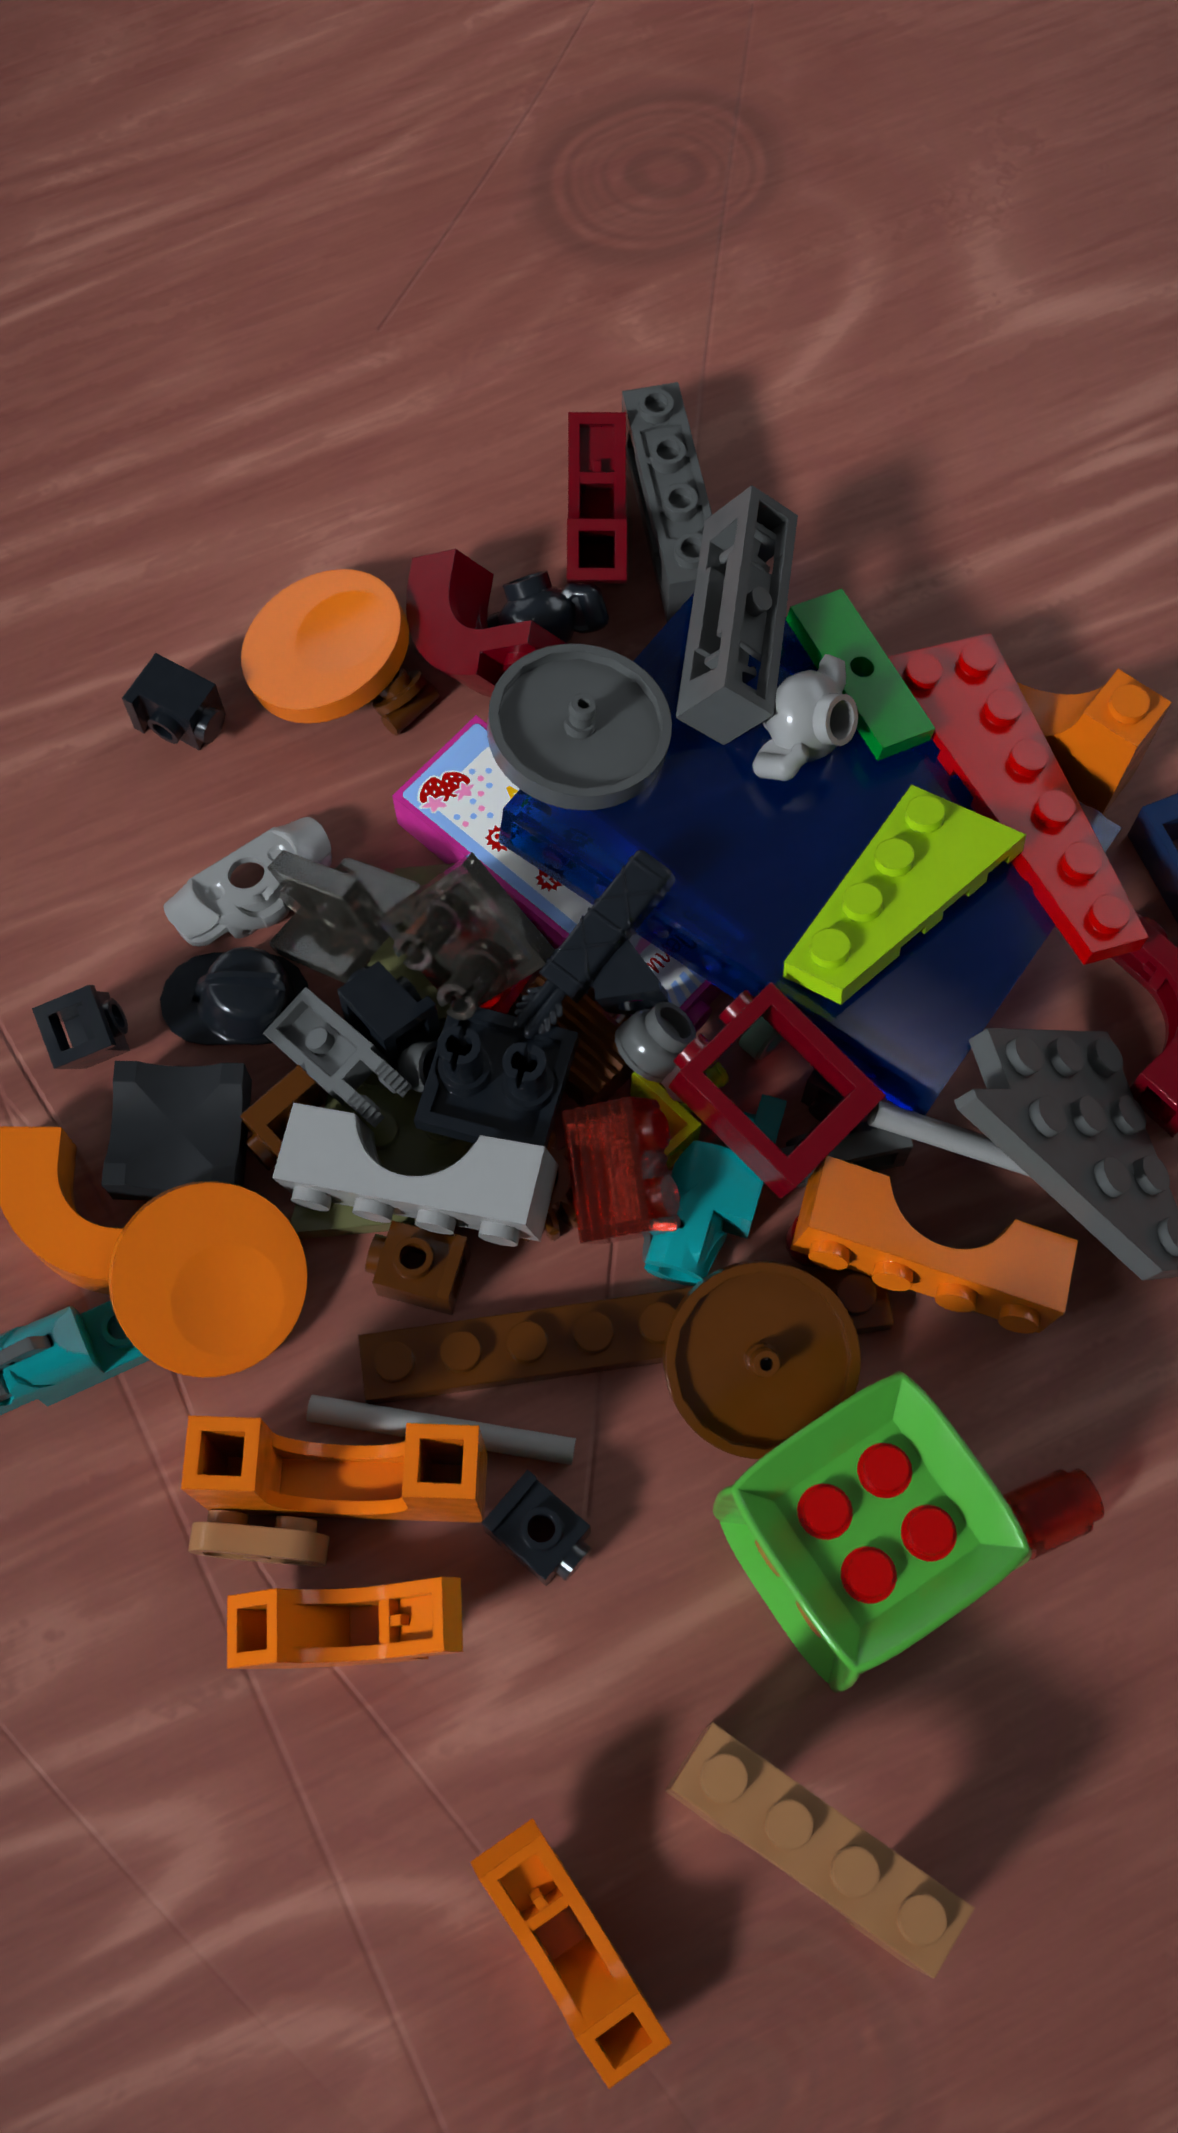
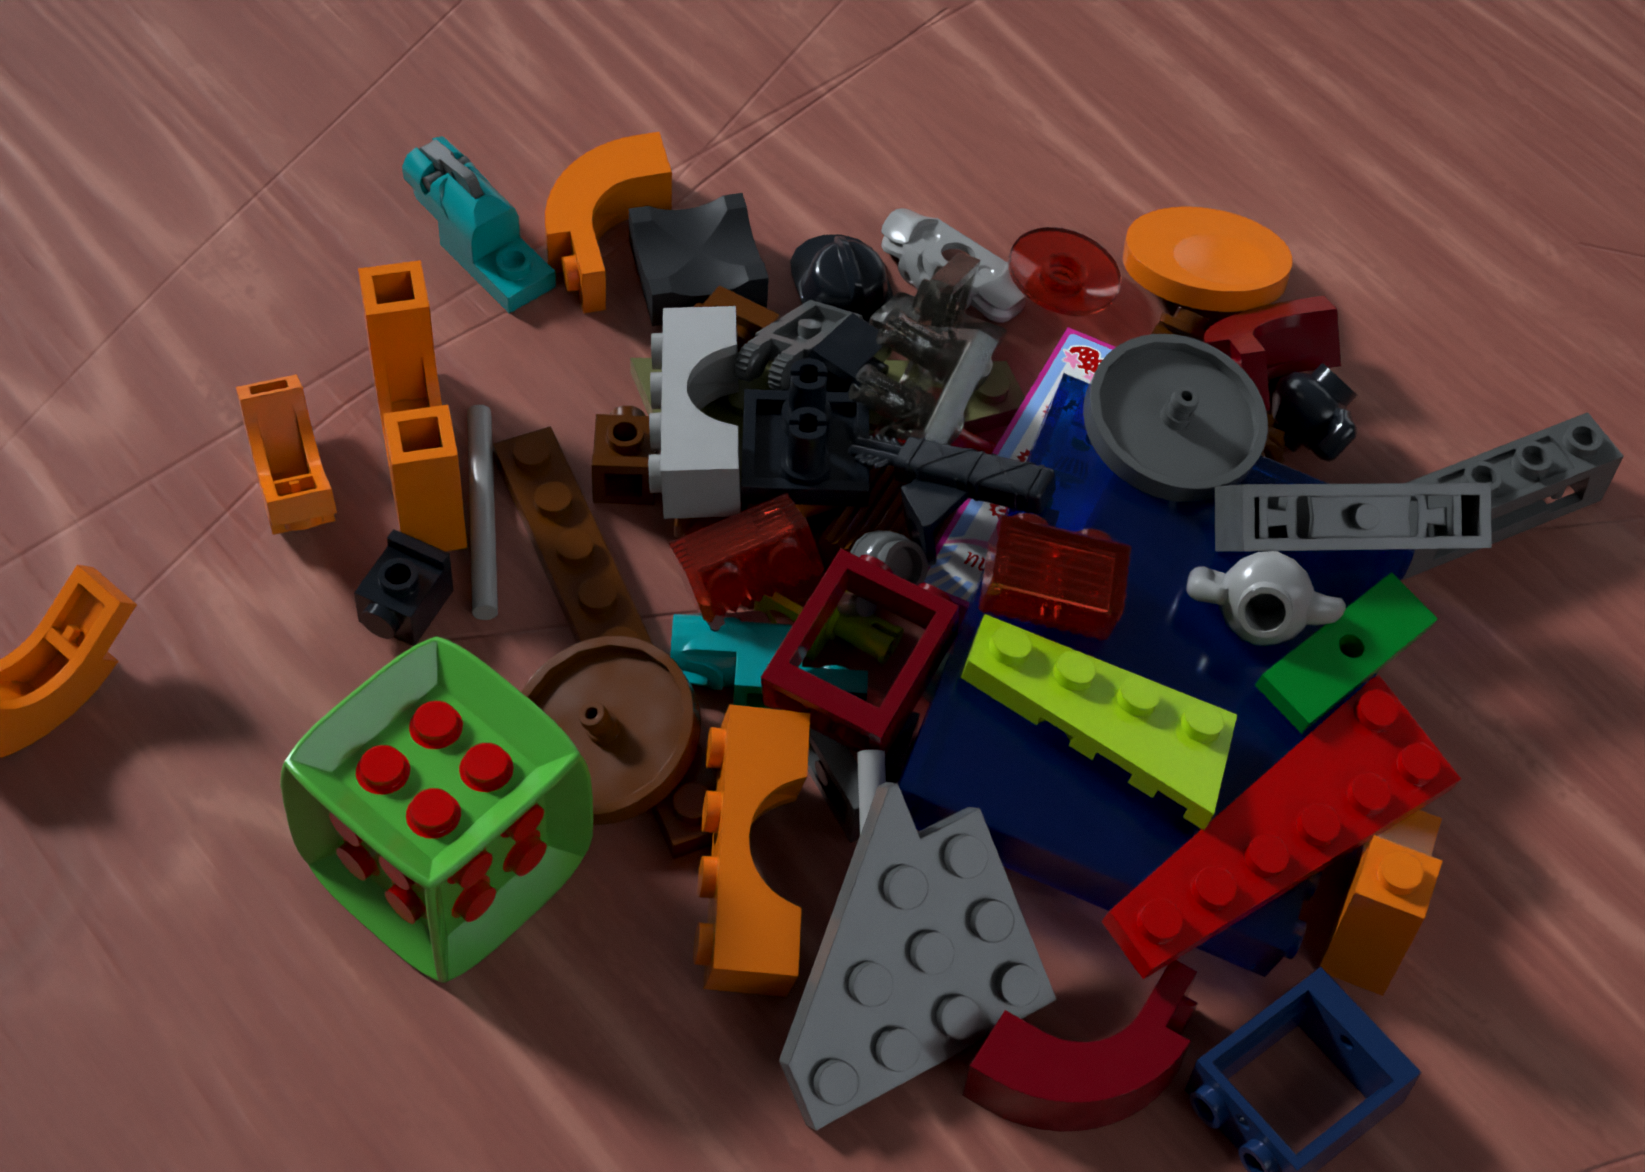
camera: 70 degrees right, 15 degrees down
(93, 1026) = (773, 182): black brick -> none
(175, 703) = (1102, 169): black brick -> none
(207, 1279) = (568, 301): orange piece -> none
(230, 1537) = (353, 413): medium nougat plate -> none
(295, 763) = (1064, 271): none -> clear red dish
(597, 498) = (1421, 438): dark red arch -> none
(754, 885) = (1055, 576): none -> clear red brick
(821, 1850) = (173, 752): medium nougat arch -> none
(1056, 1509) = (512, 1013): clear red brick -> none

